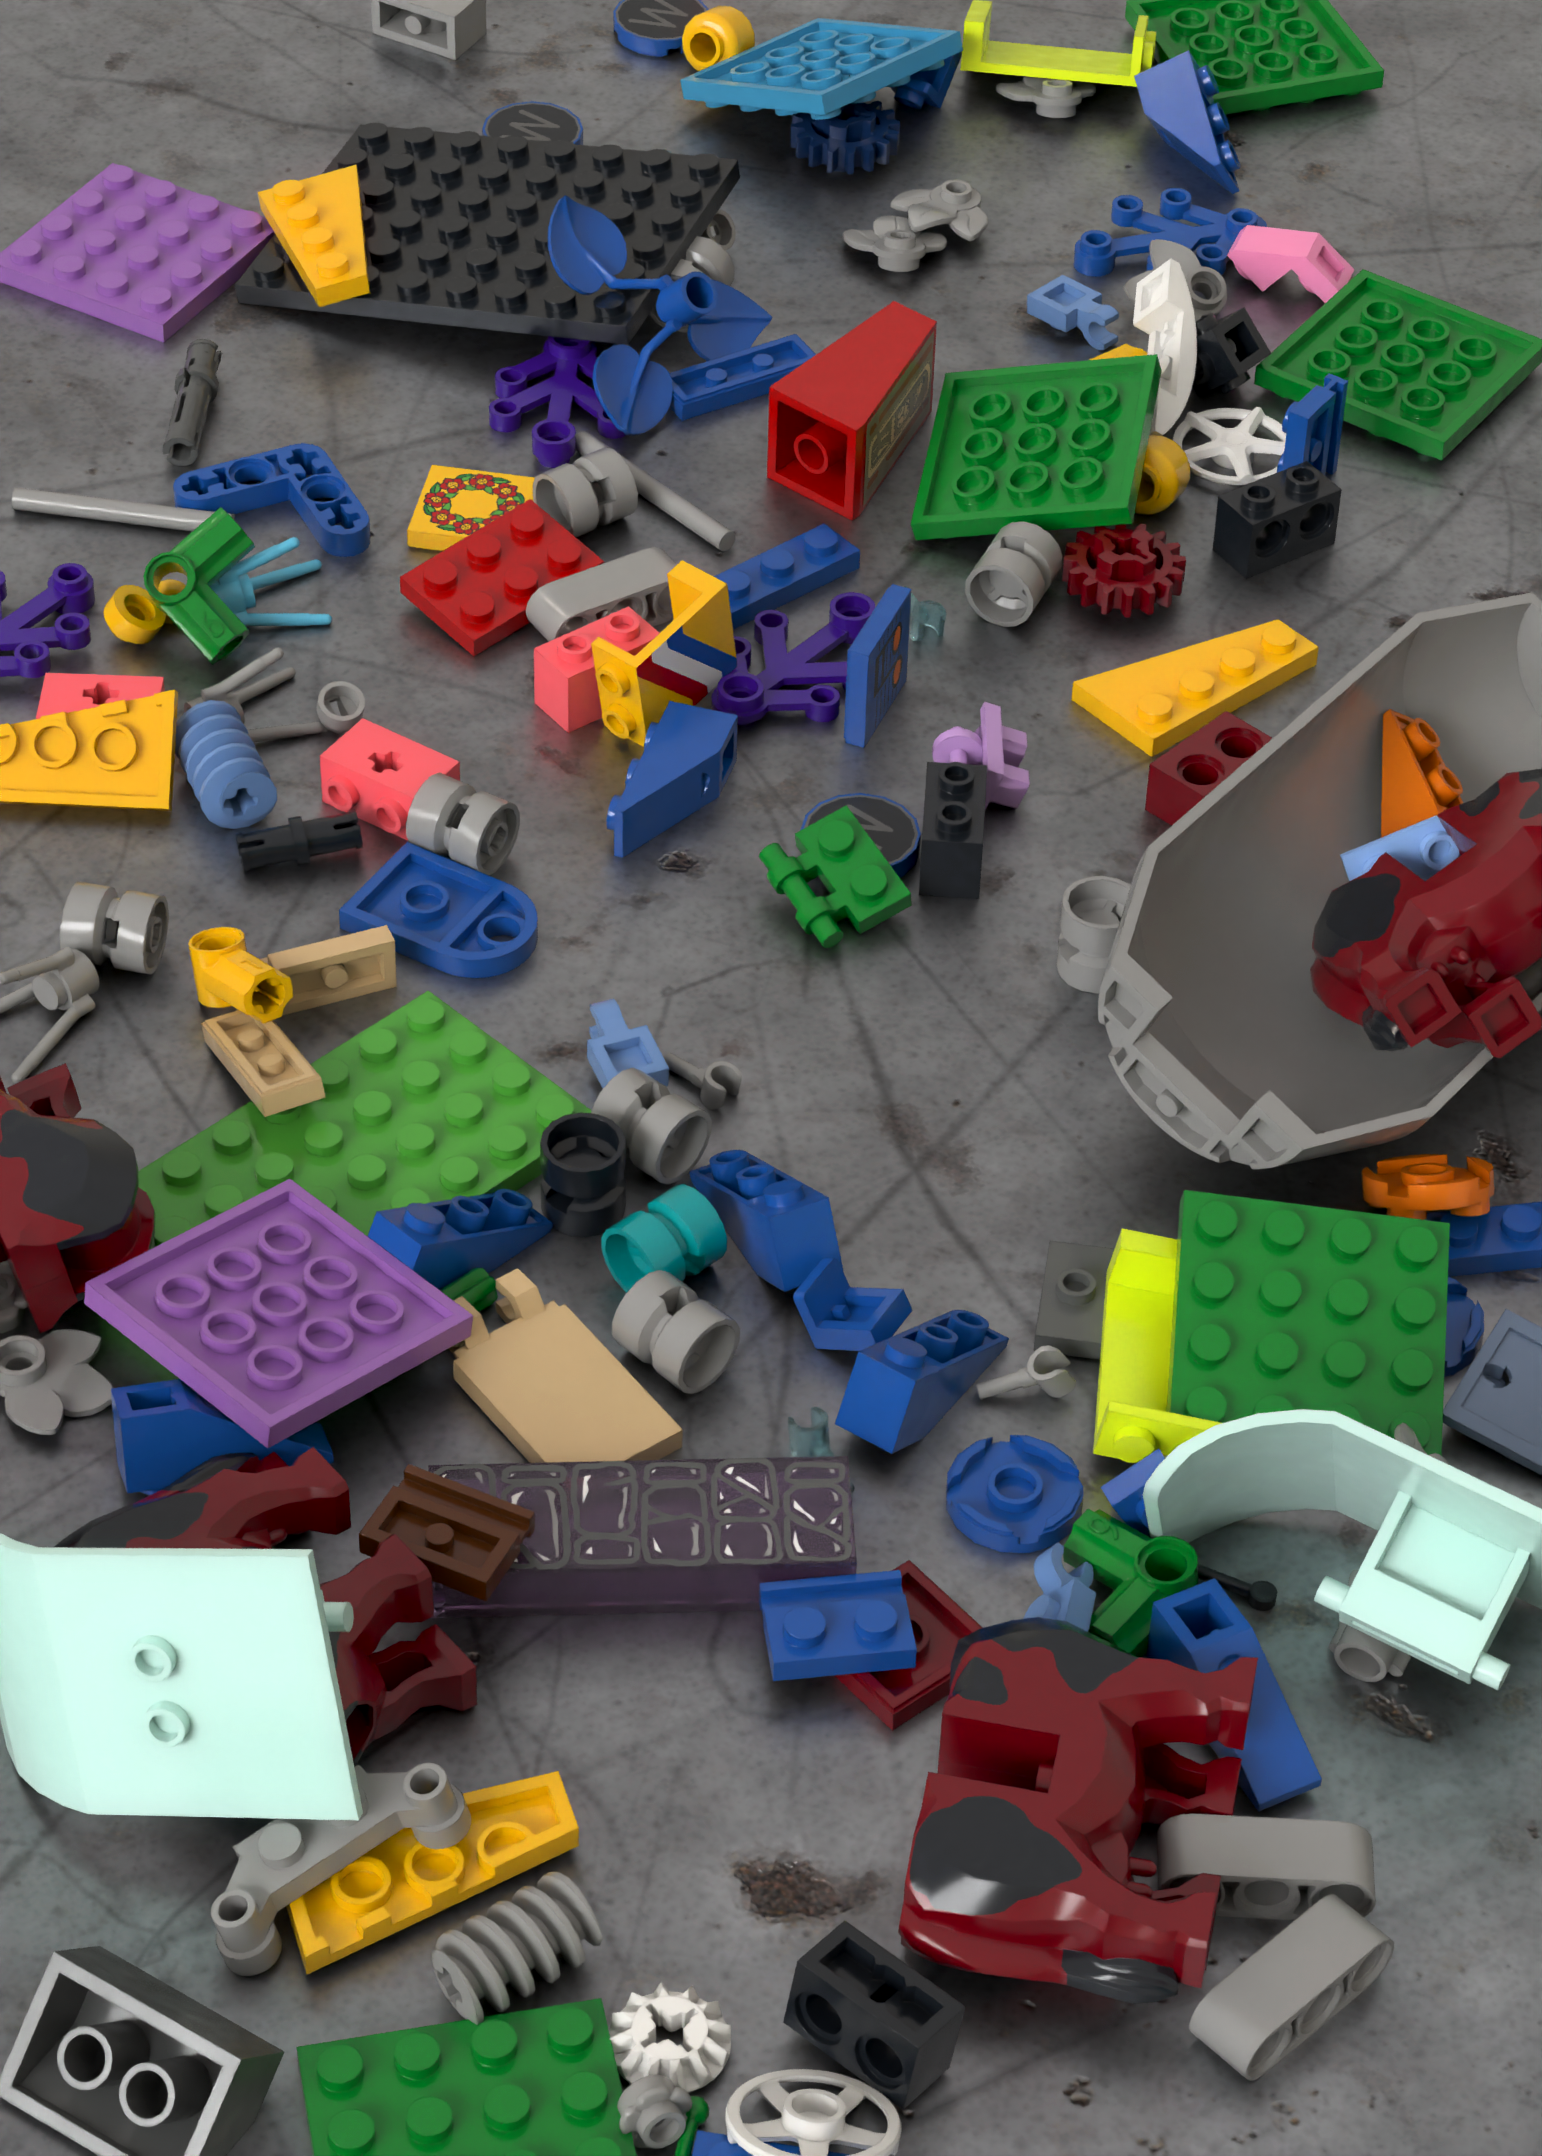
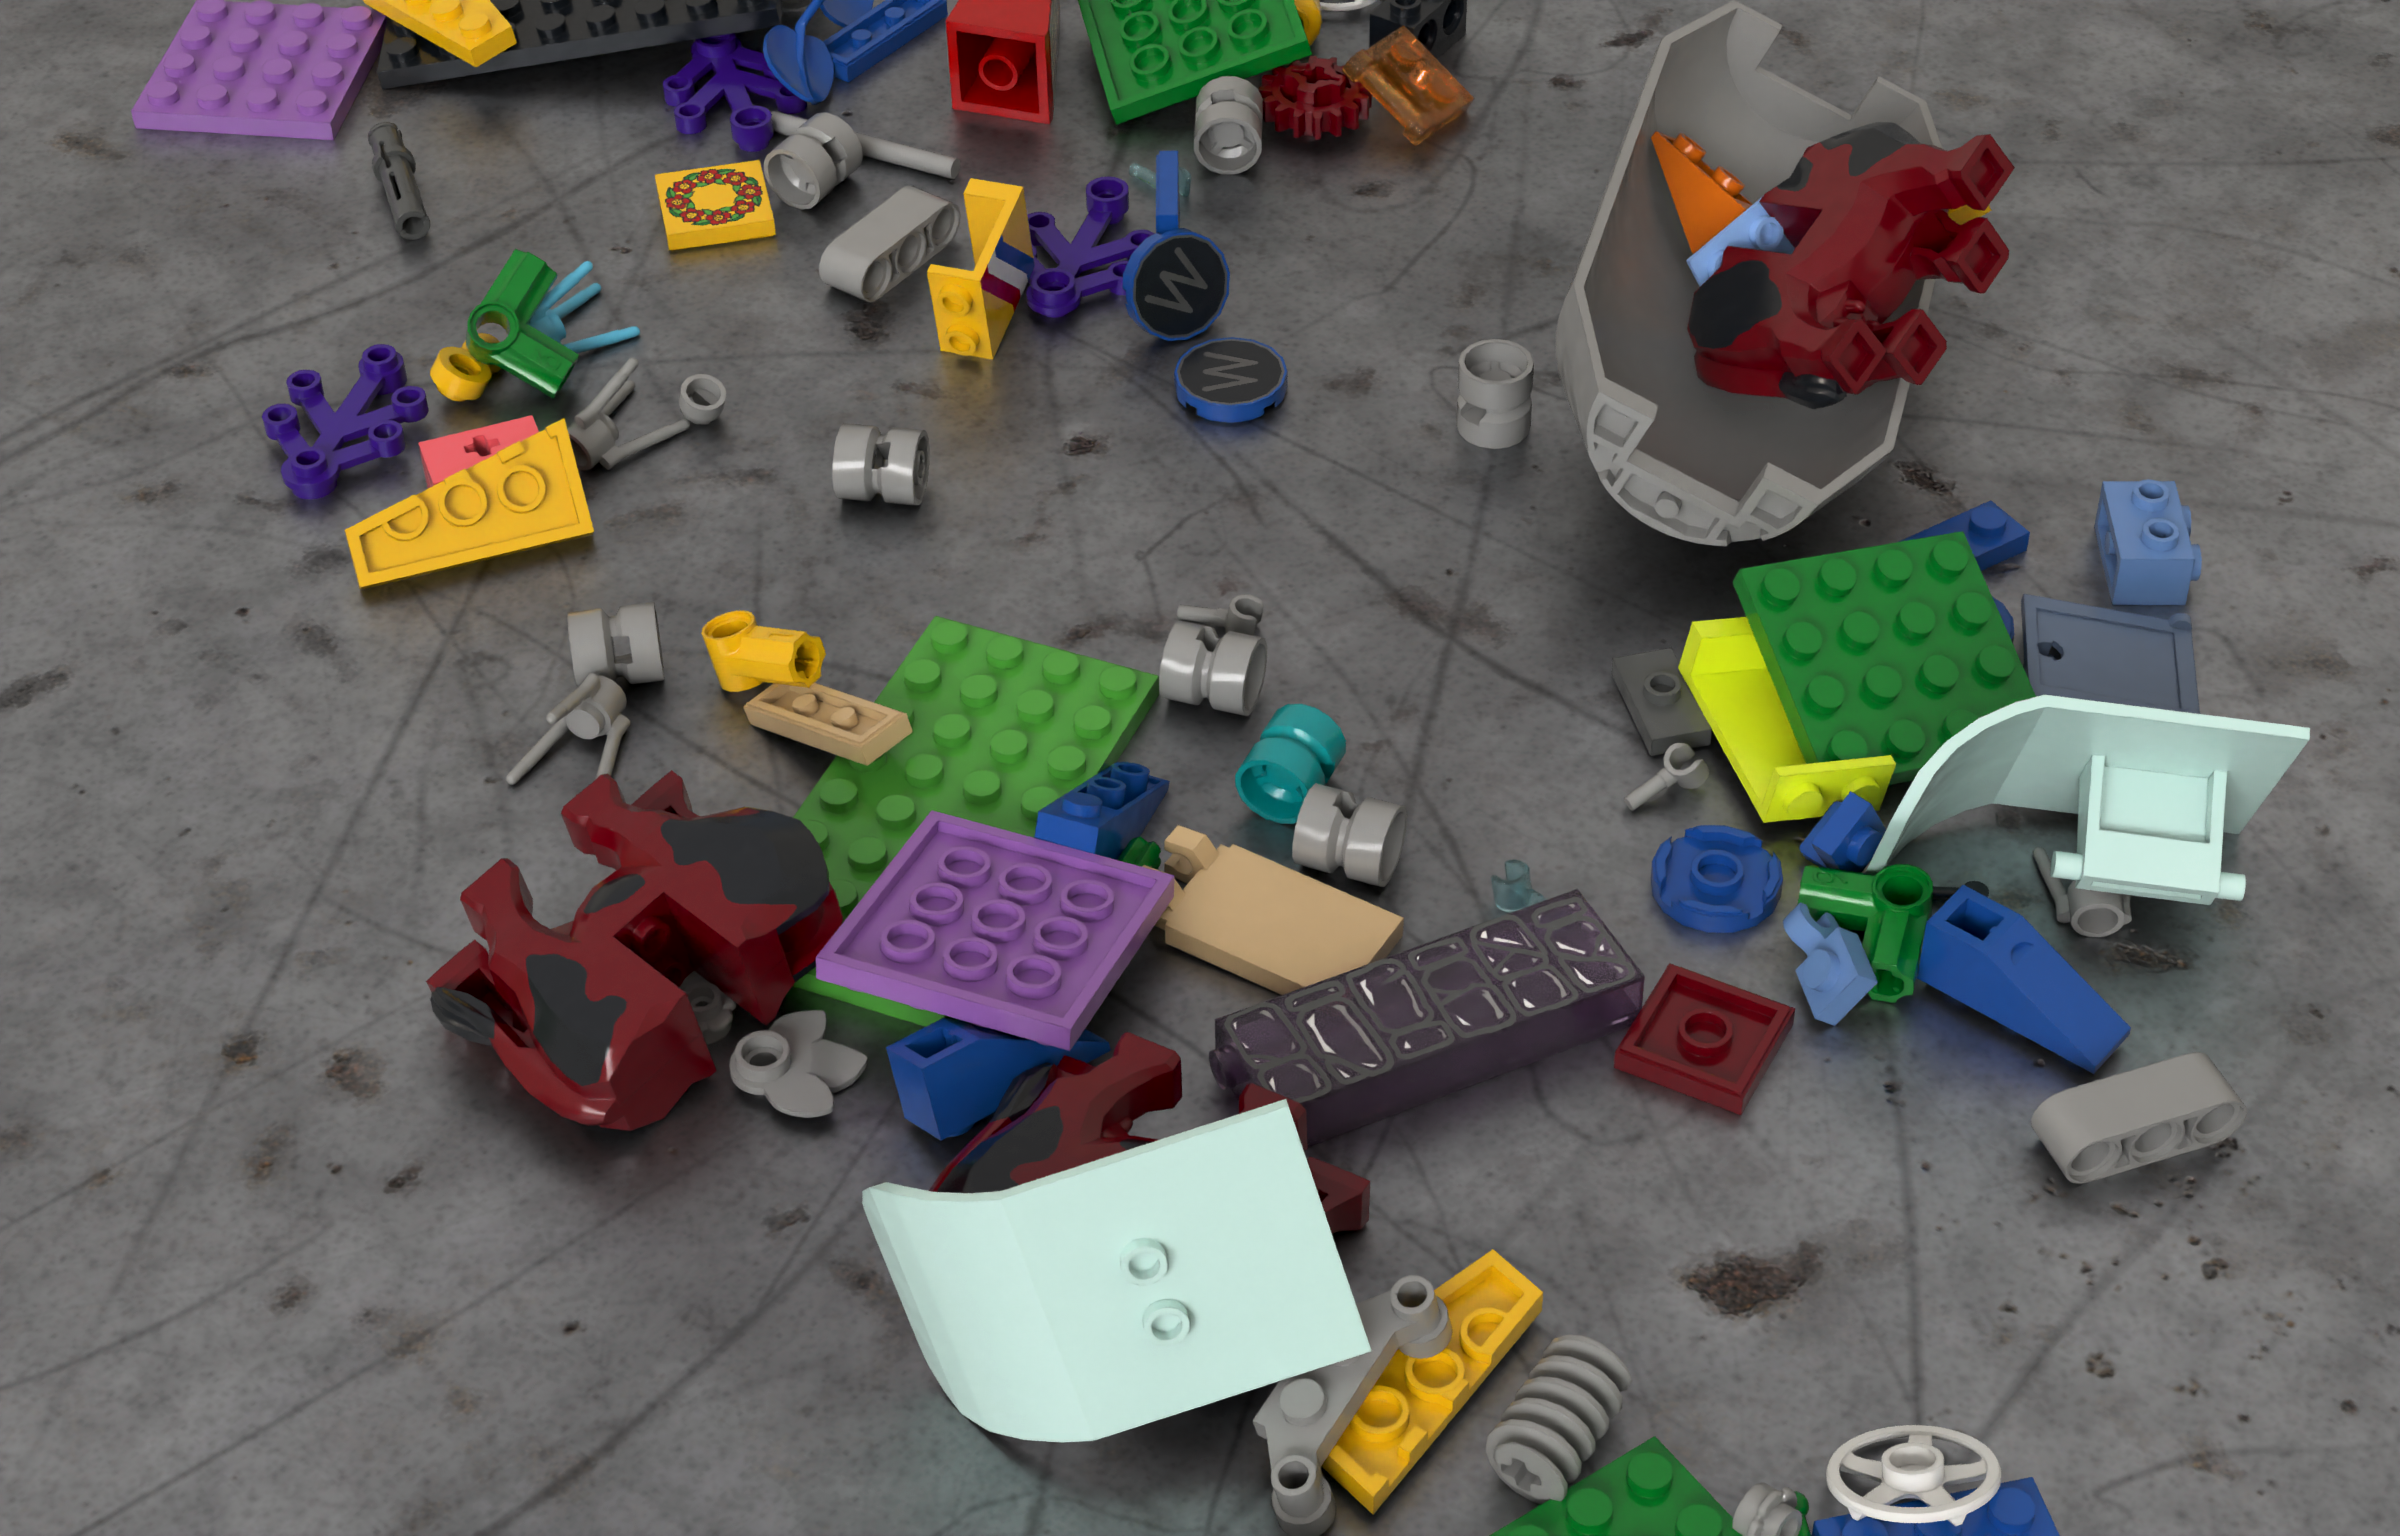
camera: 20 degrees left, 0 degrees up
(108, 509) = (386, 291): light grey bar -> none
(223, 765) = (631, 478): medium blue piece -> none
(282, 480) = (522, 220): blue beam -> none
(299, 840) = (734, 523): black pin -> none
(338, 968) = (848, 615): tan panel -> none
(379, 774) = (782, 447): coral brick -> none
(445, 914) = (904, 549): blue tile -> none
(453, 1529) = (1289, 1058): reddish brown plate -> none
(486, 579) = (774, 250): red plate -> none
(566, 670) = (900, 306): coral brick -> none
(583, 1174) = (1183, 726): black wheel -> none
(619, 1048) = (1140, 617): medium blue plate -> none
(678, 774) = (1042, 369): blue slope -> none
(704, 2038) = (1765, 1457): white gear -> none
(769, 1216) = (1385, 715): blue slope -> none
(788, 572) = (1036, 166): blue plate -> none
(837, 1625) = (1652, 1038): blue plate -> none
(846, 1315) = (1486, 774): blue bracket -> none
(850, 726) = (1176, 284): none -> black tile
(850, 868) = (1245, 403): green plate -> none
(873, 2014) = (1911, 1359): black brick -> none
(916, 1378) = (1579, 808): blue slope -> none
(953, 830) = (1315, 345): black brick -> none
(993, 746) = (1302, 284): lavender hips -> none
(1042, 1797) = (1934, 1117): dark red animal -> none
(1185, 689) = (1428, 177): yellow wing -> none
(1199, 765) = (1500, 241): dark red brick -> none
(1232, 573) = (1409, 84): none -> clear orange plate
(1291, 1987) = (2226, 1209): light grey beam -> none
(1427, 1183) = (1899, 516): orange plate -> none

